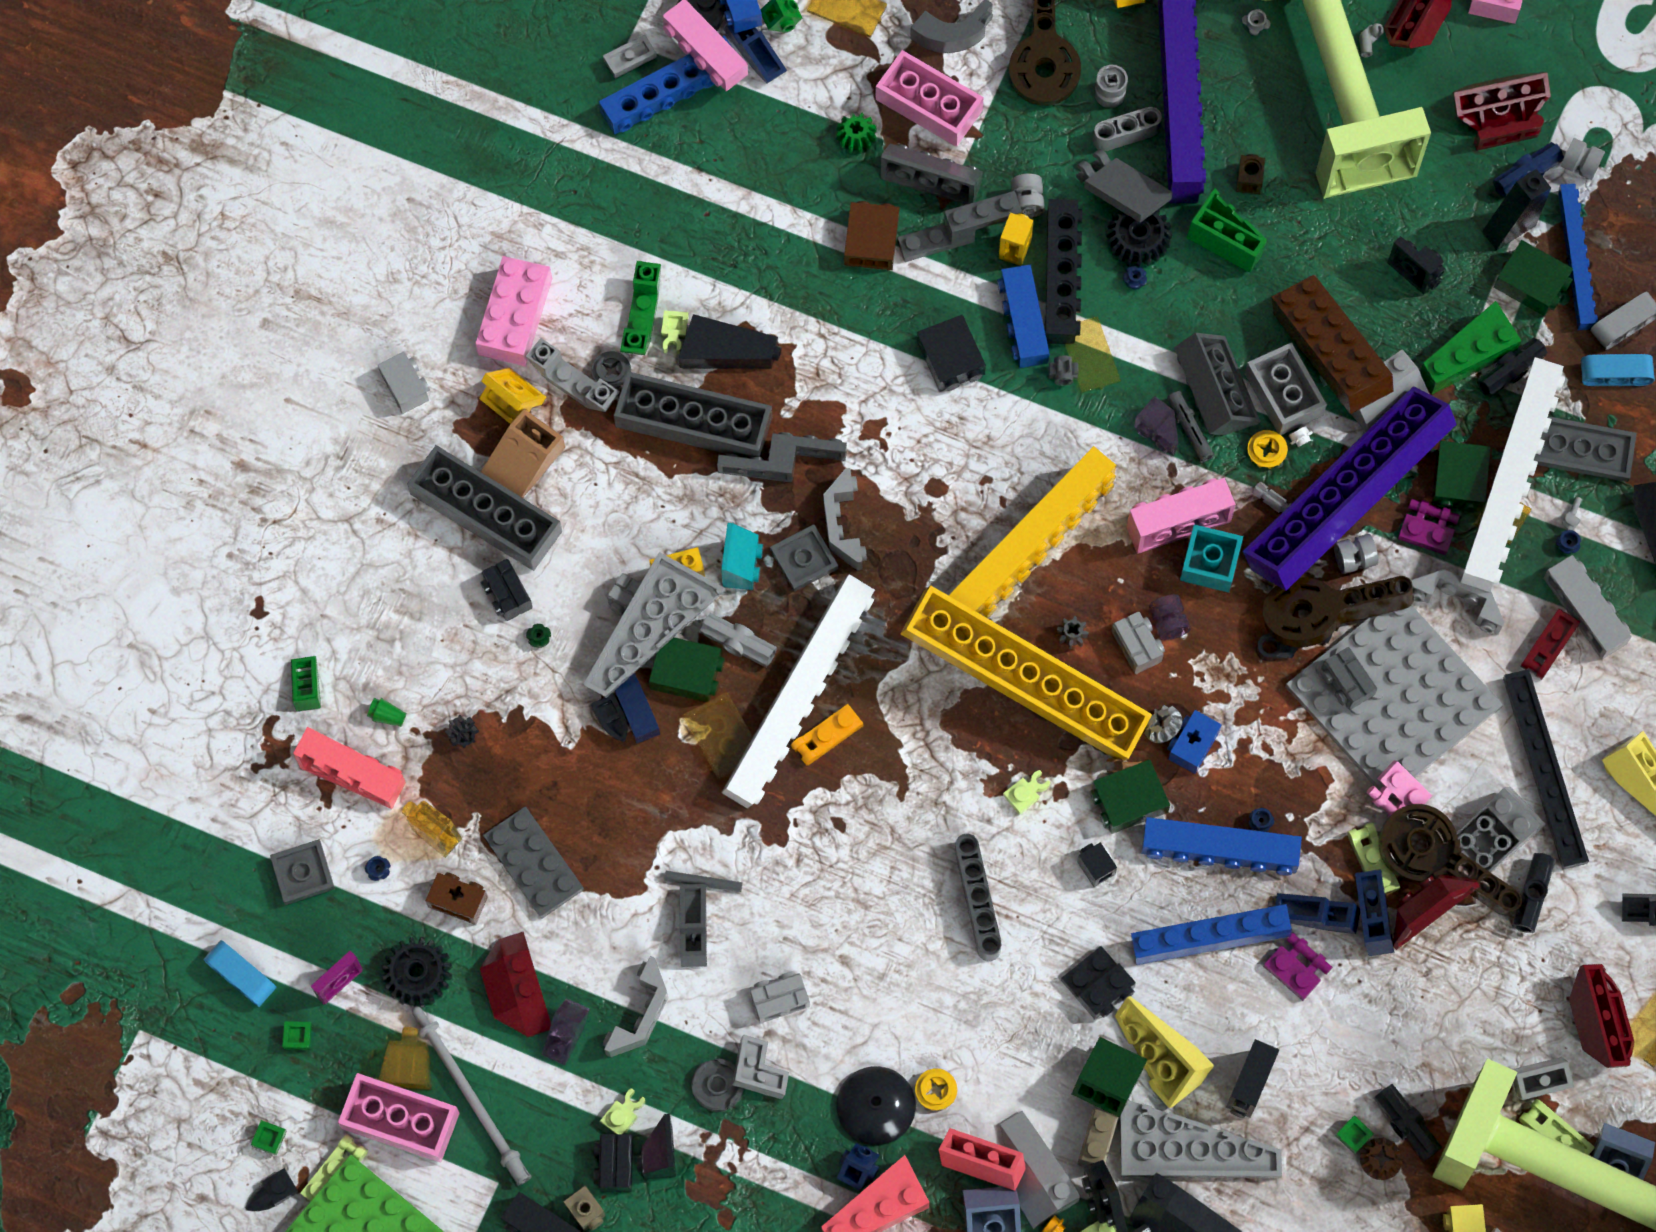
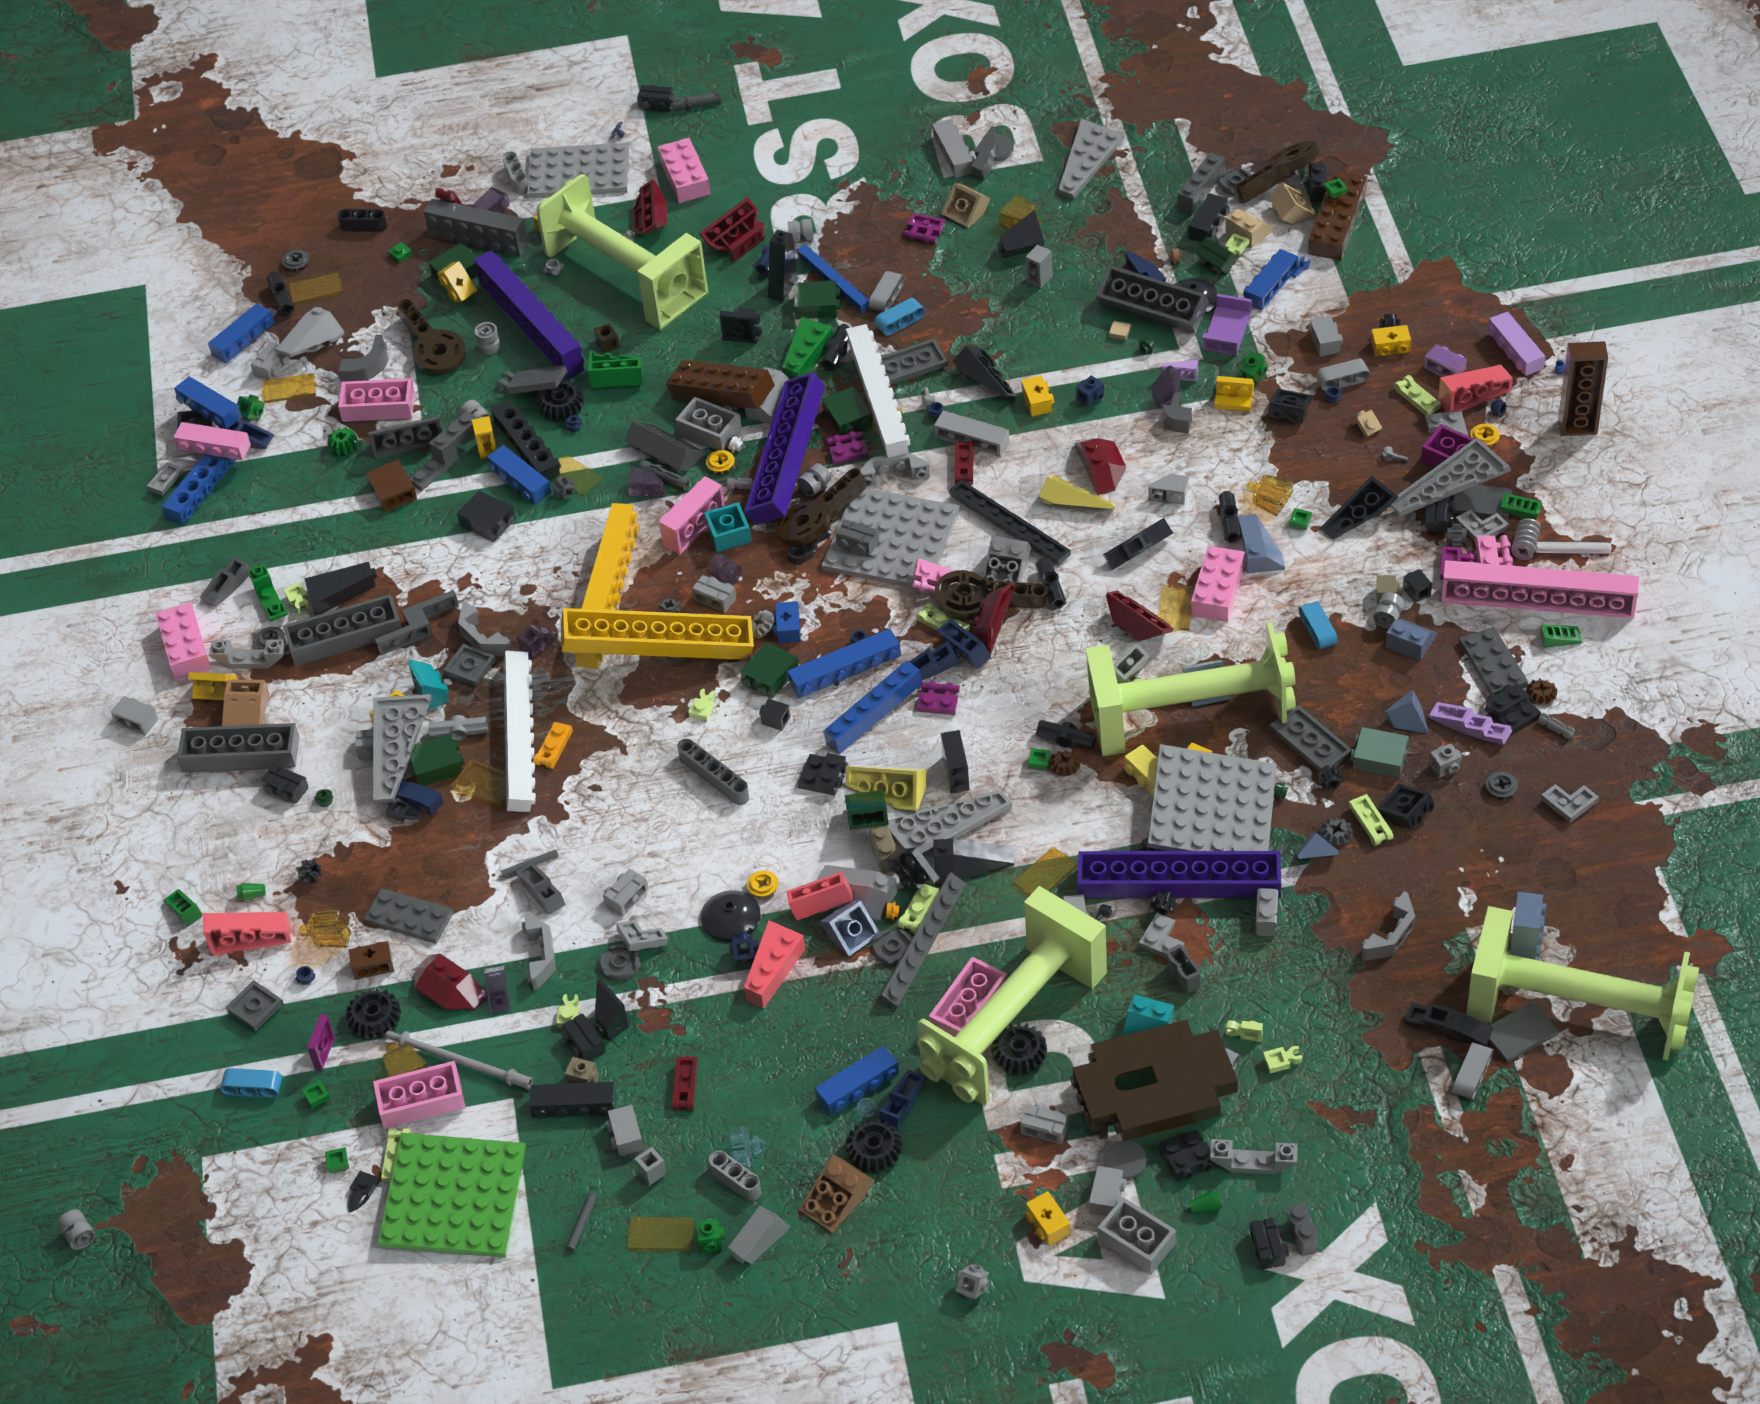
camera: 30 degrees left, 20 degrees down
(609, 255) = (226, 581): none -> dark grey slope
(898, 573) = (535, 639): none -> slope
(1133, 120) = (513, 354): light grey beam -> none

